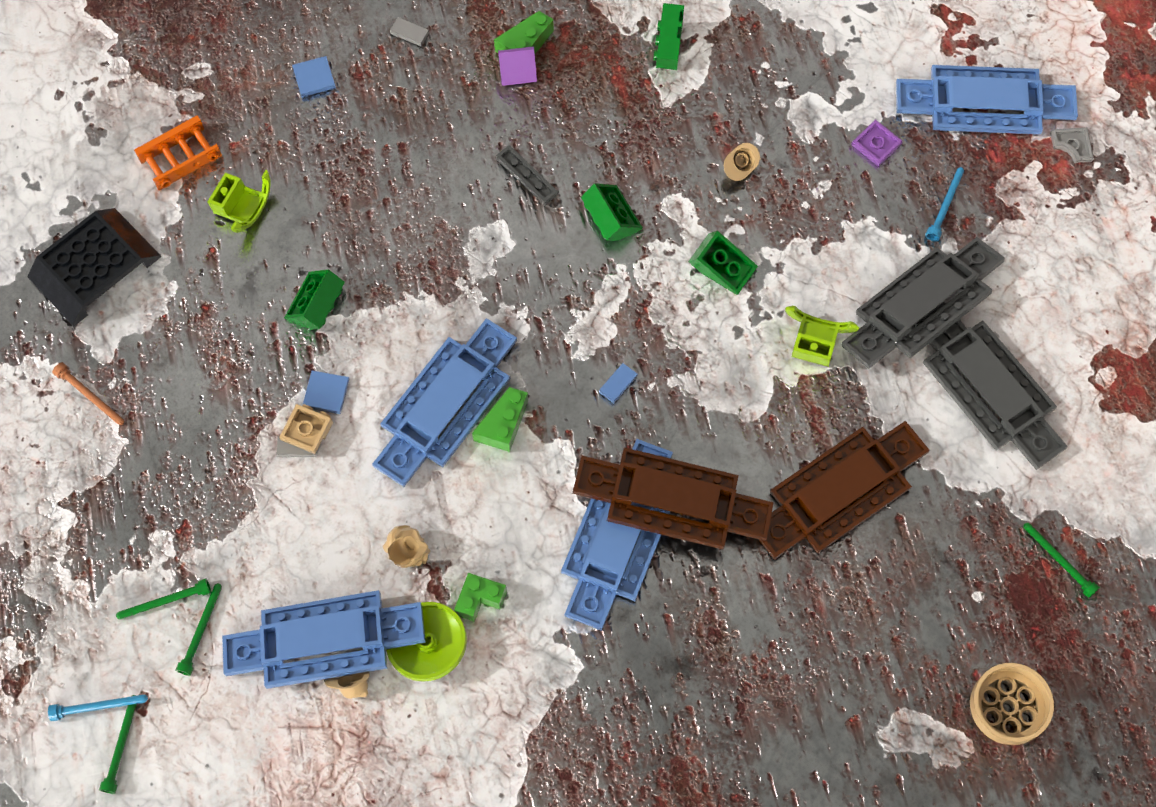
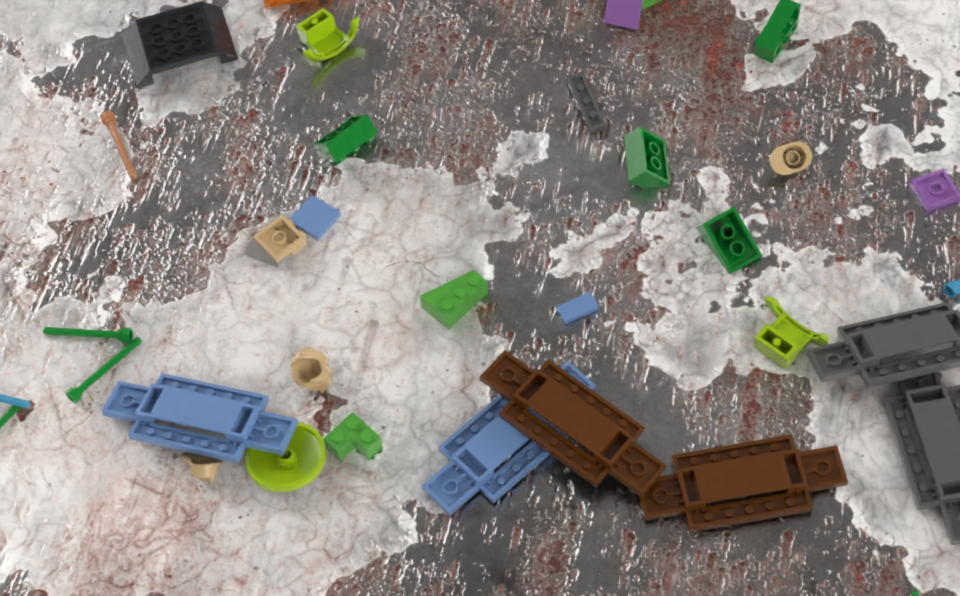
camera: 30 degrees right, 10 degrees down
(438, 396) = (407, 255): medium blue piece -> none

